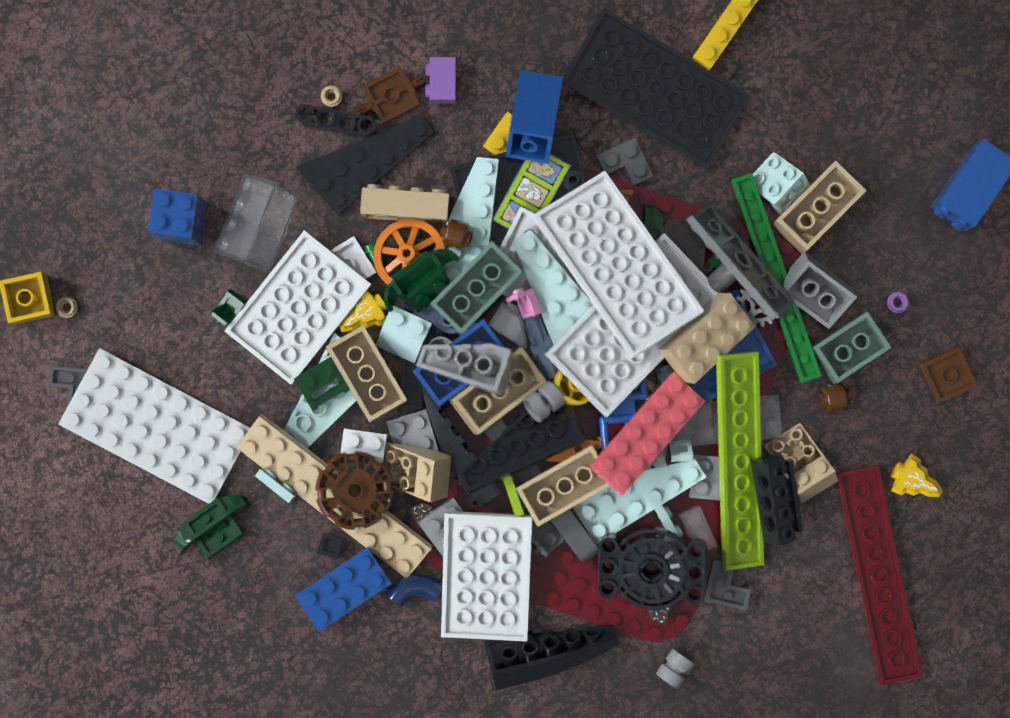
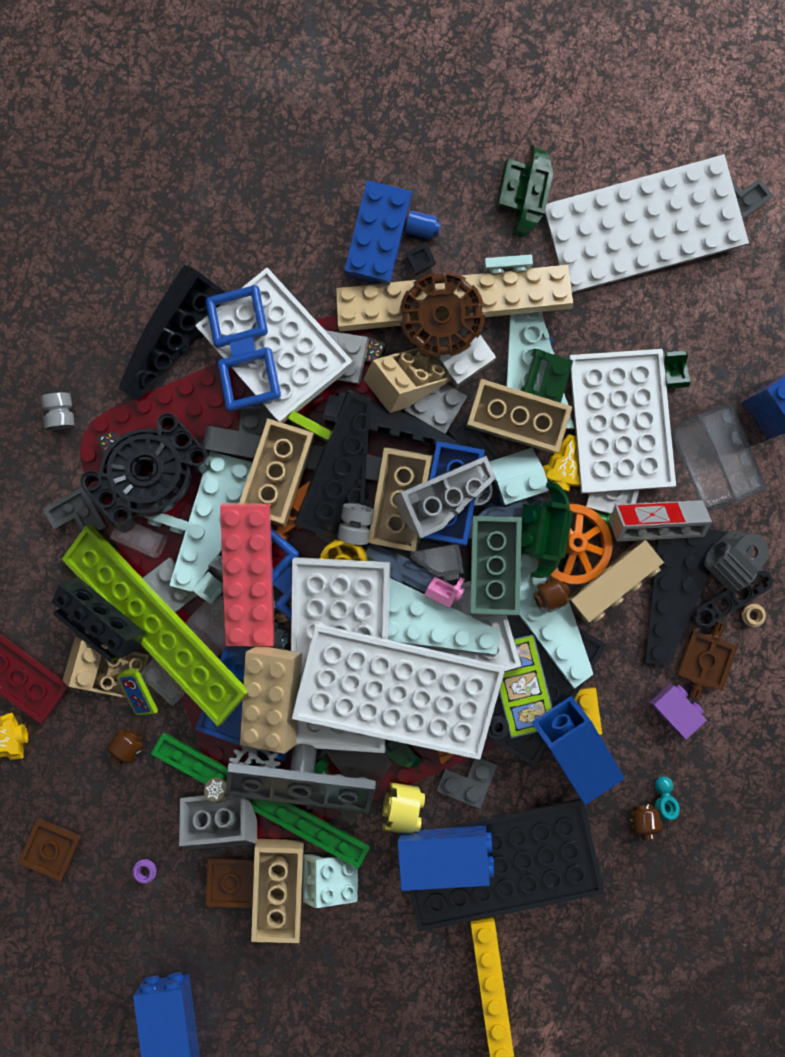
camera: 140 degrees right, 0 degrees up
(307, 566) = (422, 225): none -> blue brick
(313, 145) = (731, 560): none -> dark grey piece
(336, 217) = (659, 520): none -> light grey brick
(415, 586) = (325, 286): dark blue cylinder -> none
(498, 38) = (666, 804): none -> teal plate
(509, 592) = (242, 348): none -> blue bar
(532, 27) = (645, 822): none -> reddish brown head
(686, 185) = (403, 808): none -> light yellow brick
(687, 127) = (445, 858): none -> blue brick
(793, 426) = (136, 692): none -> slope
(799, 311) = (215, 790): none -> dark tan tile
(846, 242) = (230, 882): none -> reddish brown plate
(850, 347) = (148, 799): sand green brick -> none

